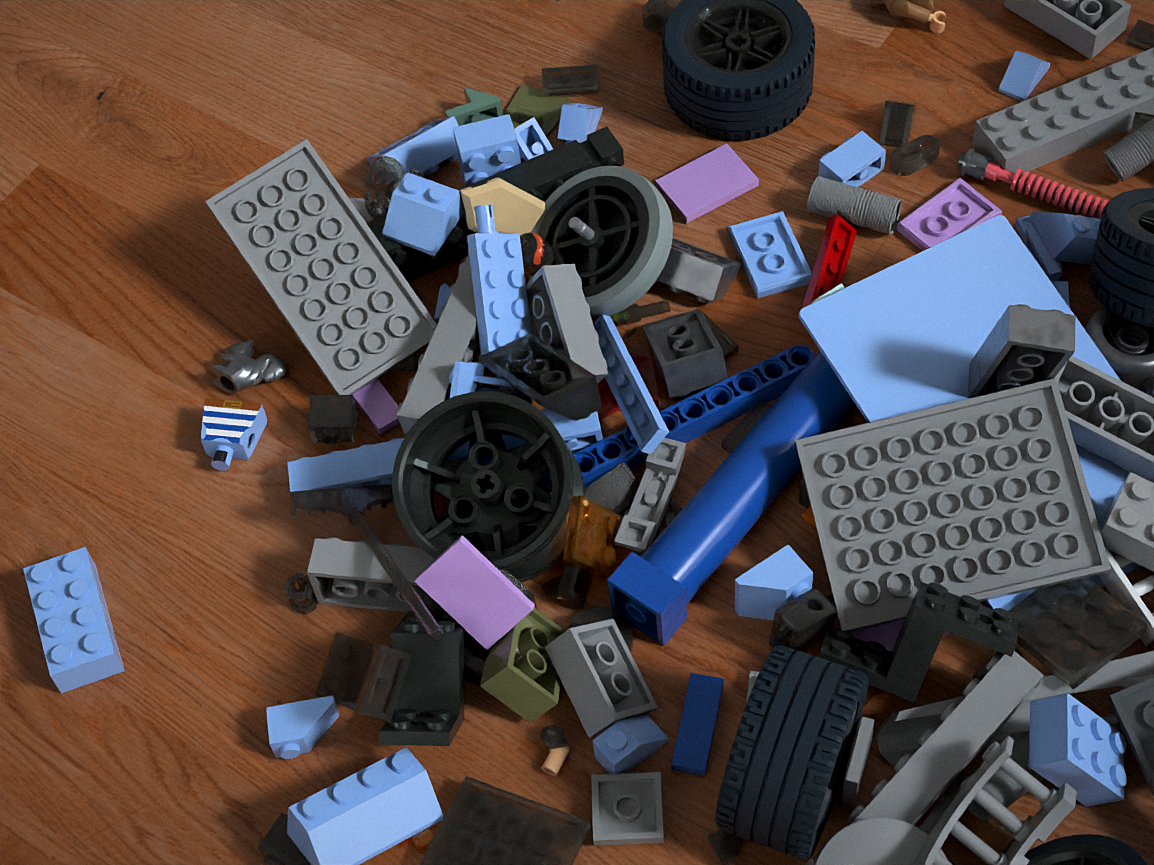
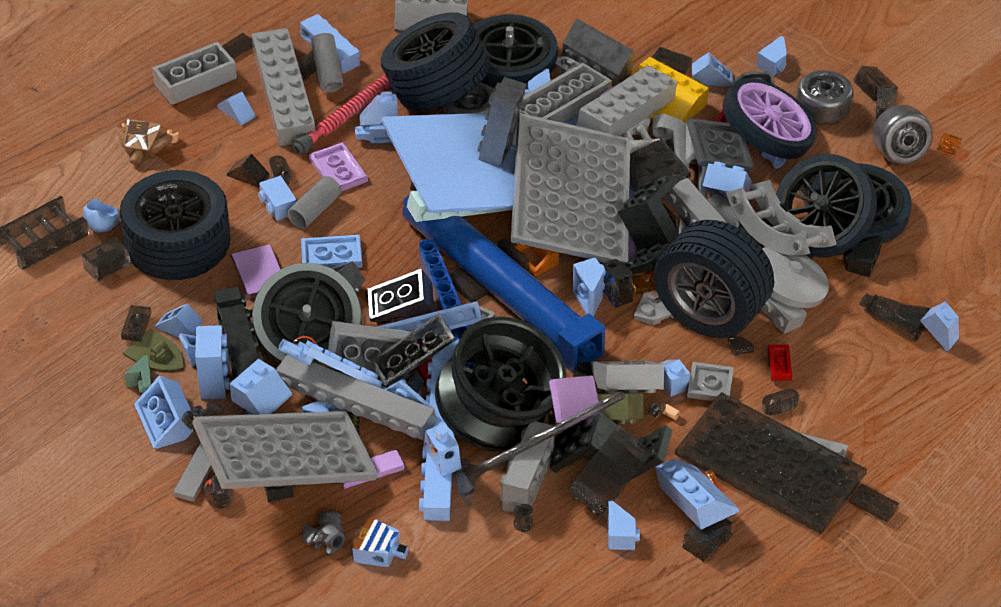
camera: 85 degrees left, 10 degrees down
(332, 419) = (390, 485): clear smoke head -> none
(368, 451) = (439, 442): none -> light blue torso
(513, 208) = (265, 352): tan tile -> none
(697, 724) = (661, 345): blue tile -> none
(831, 258) = (365, 228): red plate -> none

